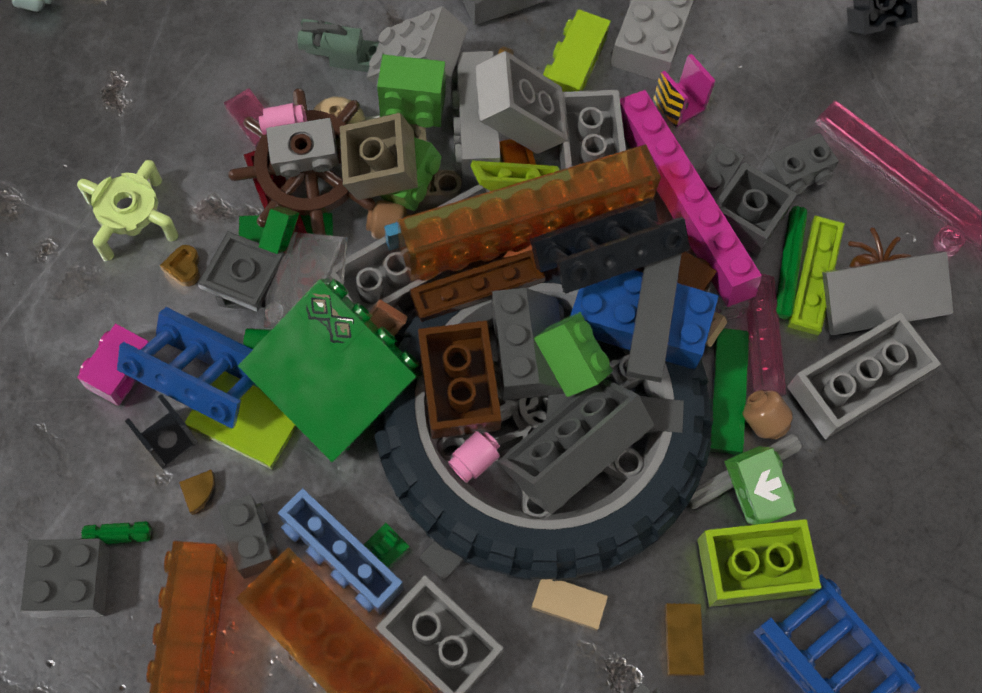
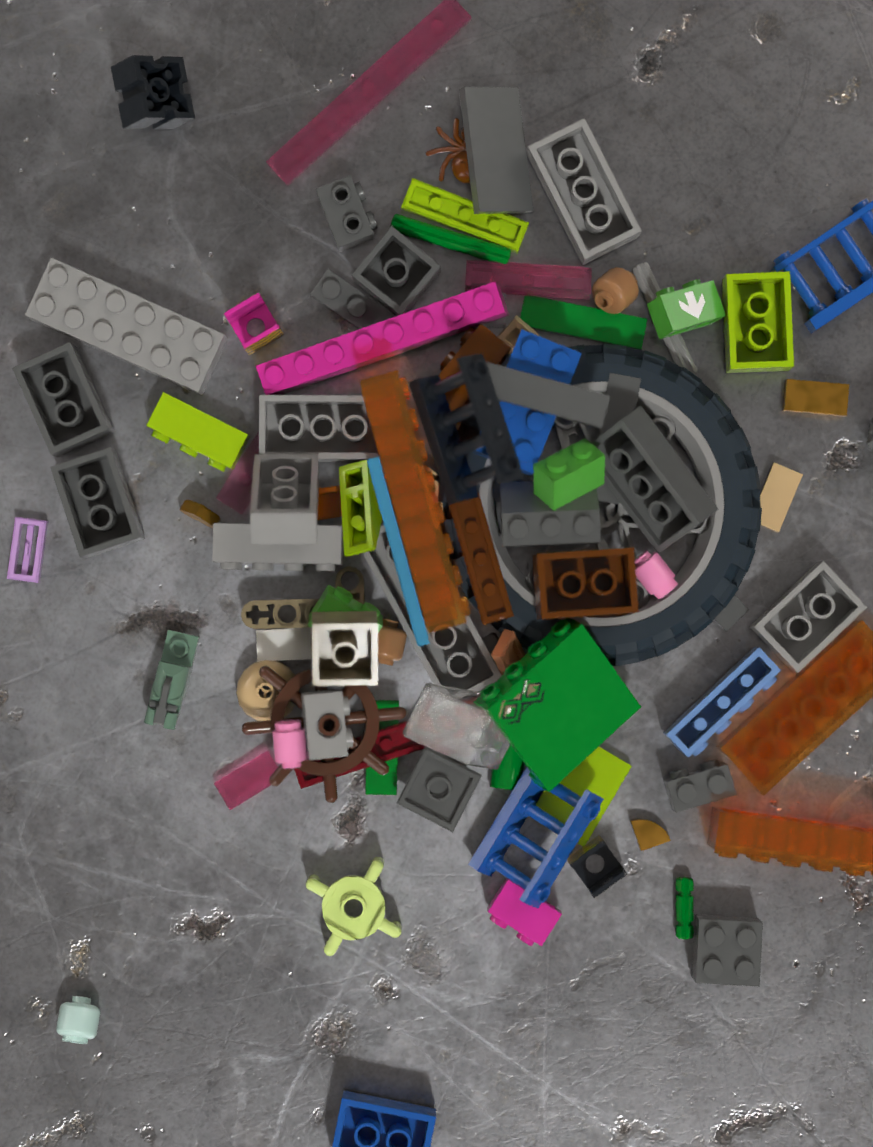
camera: 80 degrees left, 20 degrees up
(183, 265) = (414, 851): pearl gold tile -> none
(278, 229) = (404, 751): green piece -> none
(387, 546) = (714, 661): green tile -> none
(413, 89) = (258, 611): bright green brick -> none
(428, 36) = (201, 603): light grey brick -> none
(955, 234) = (442, 79): clear pink bush -> none

